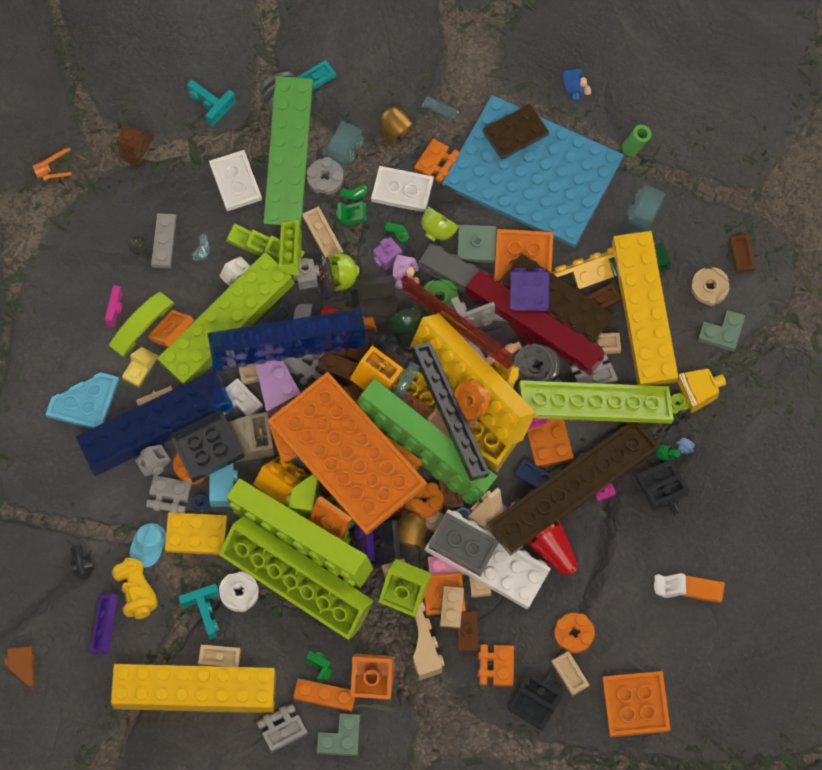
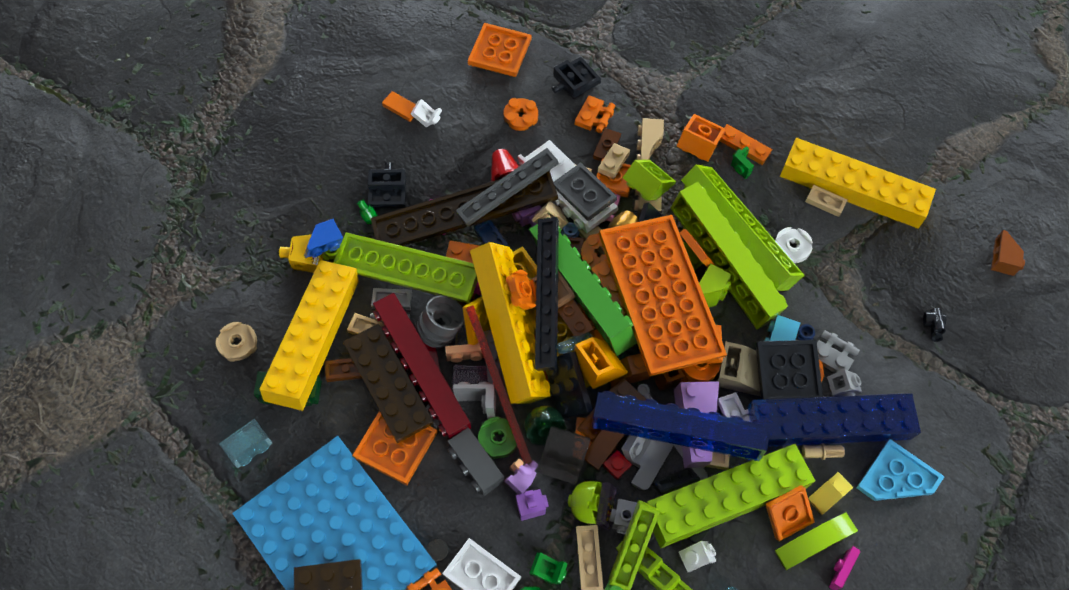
camera: 160 degrees left, 5 degrees down
(104, 624) = (924, 262): dark purple plate -> none
(138, 593) = (887, 274): yellow animal -> none
(148, 544) = (865, 319): medium azure piece -> none
(195, 533) = (817, 309): yellow plate -> none
(199, 597) = (828, 248): teal bracket -> none
(279, 478) = (730, 317): light orange slope -> none
(284, 733) = (788, 127): light grey plate -> none
(345, 741) = (742, 107): sand green plate -> none
(399, 230) = (505, 528): green arm -> none
(437, 225) = (463, 512): lime cylinder -> none
(477, 243) = (433, 481): sand green plate -> none
(529, 289) = (409, 390): dark purple bracket -> none
(538, 511) = (507, 187): none -> dark grey plate
(570, 673) = (539, 86): tan plate -> none
(590, 270) = (338, 405): yellow bracket -> none
(636, 140) = (210, 514): bright green brick -> none
(685, 446) = (348, 213): medium blue plate -> none
(686, 394) = (324, 237): none -> blue slope
(725, 336) = (252, 292): sand green plate -> none
(742, 253) = (186, 362): reddish brown tile -> none

